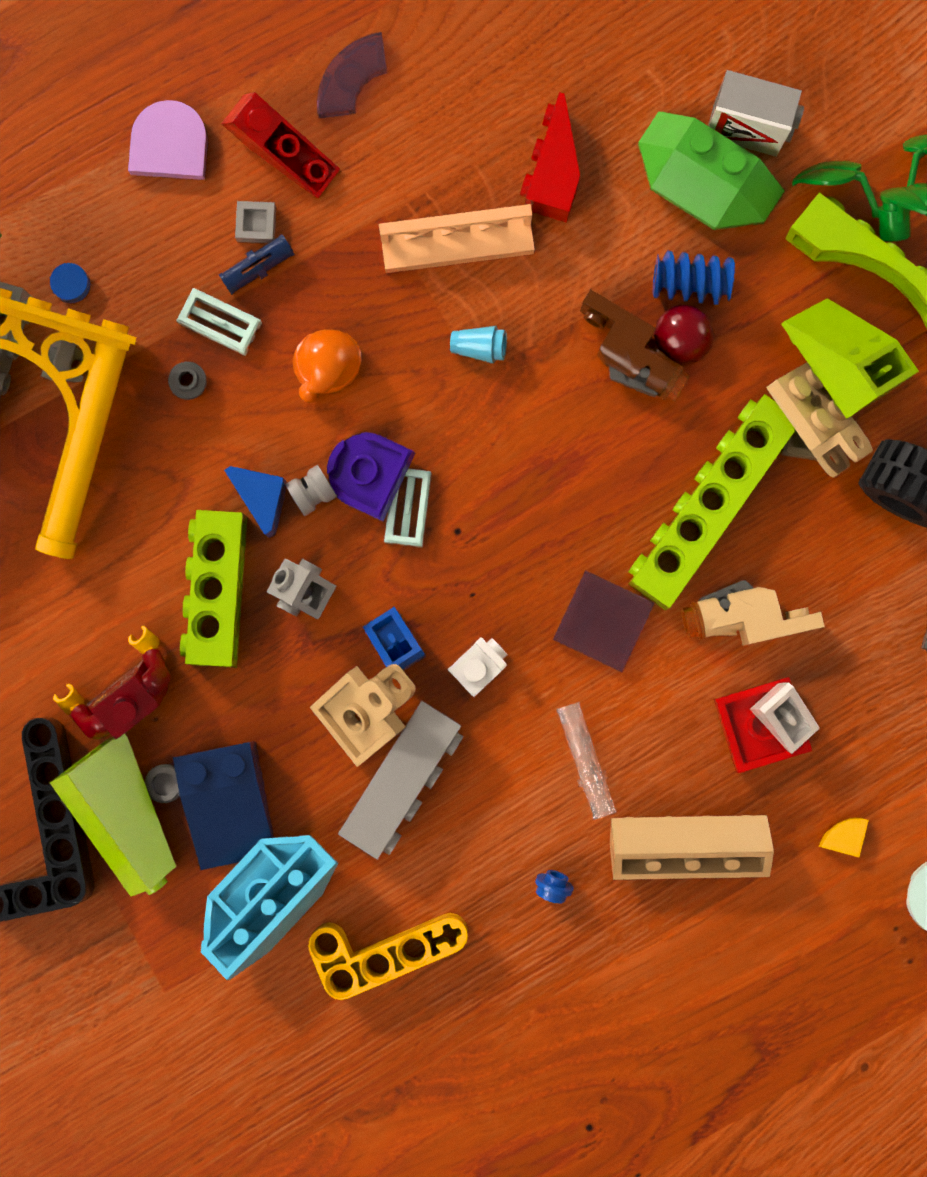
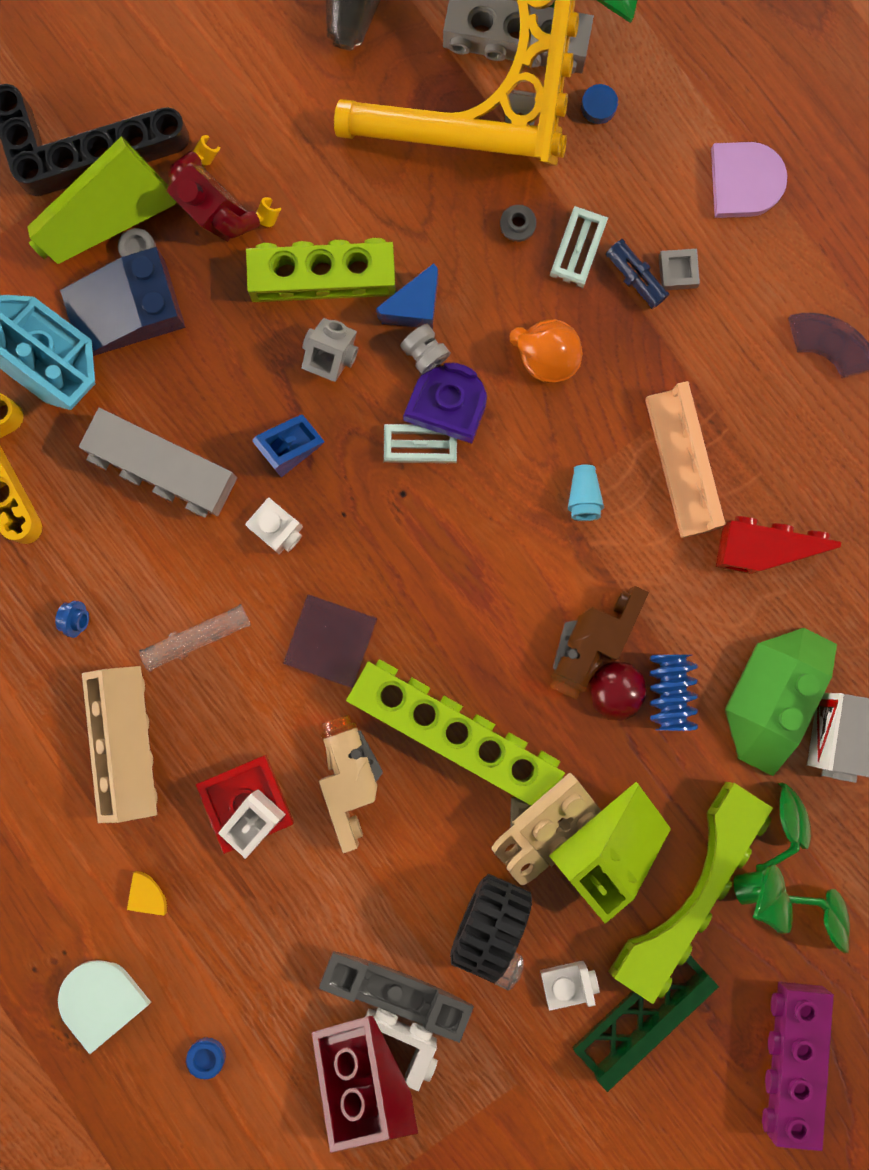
camera: 80 degrees right, 0 degrees up
(280, 144) = (756, 283): red slope -> none
(373, 702) = (219, 420): tan plate -> none

